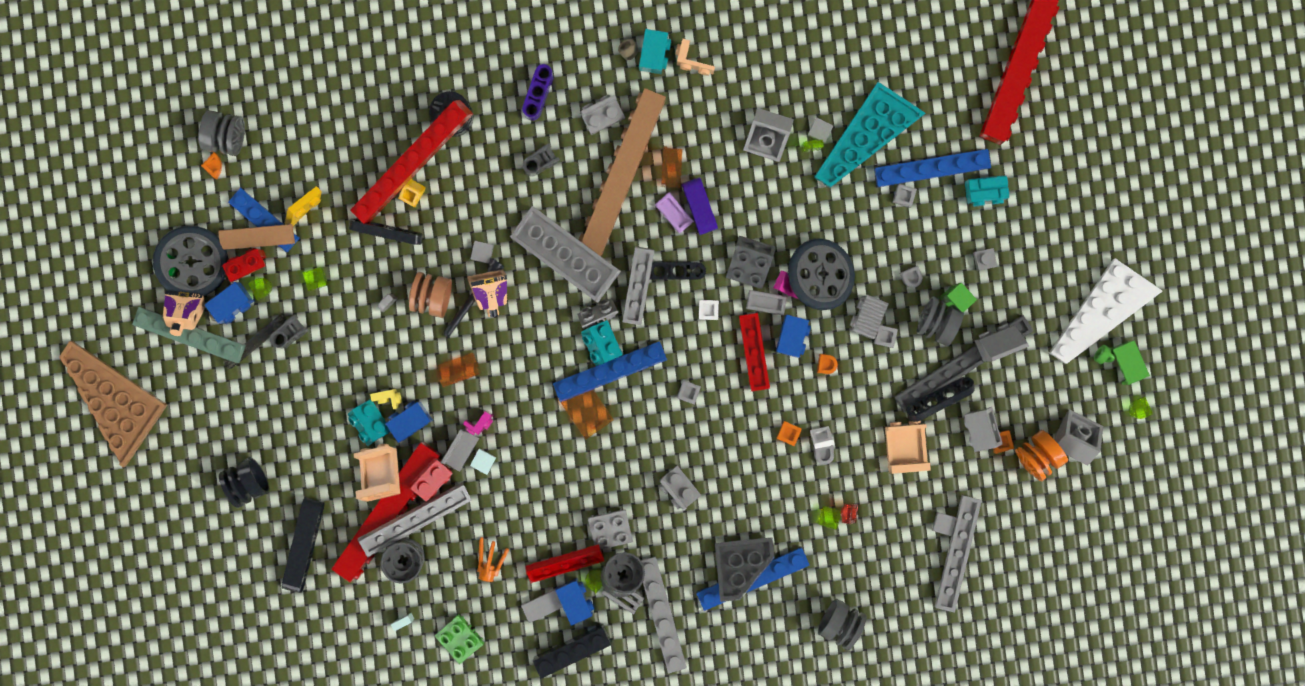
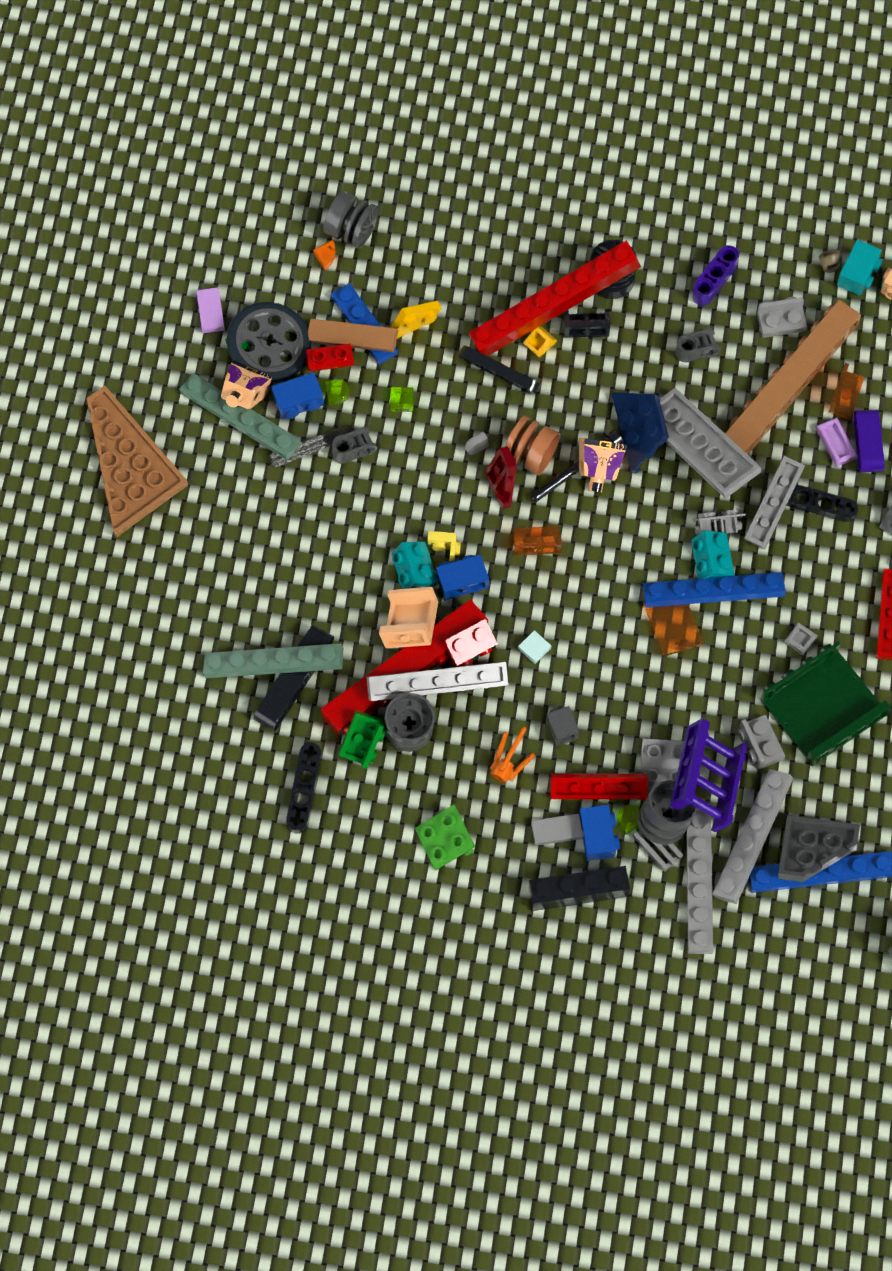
camera: 20 degrees right, 20 degrees down
(134, 245) = (210, 310): none -> lavender tile
(244, 482) = (251, 585): black wheel -> none
(282, 540) = (273, 661): none -> sand green plate
(339, 630) = (303, 787): none -> black beam
(370, 583) = (362, 739): none -> green bracket
(403, 621) = (383, 797): light aqua tile -> none
(413, 324) = (502, 475): none -> dark red wing
(444, 167) = (586, 325): none -> black hinge
(460, 450) = (512, 624): light grey panel -> none
(482, 252) = (601, 422): light grey tile -> none
(483, 423) = (549, 602): dark pink bracket -> none
(513, 249) = (640, 426): none -> dark blue wing
(522, 522) = (562, 725): none -> dark grey brick
(630, 543) = (689, 775): none -> dark purple fence
(693, 568) = (752, 836): none -> light grey plate
(708, 310) = (848, 555): white tile -> none
(720, 443) = (823, 704): none -> dark green panel

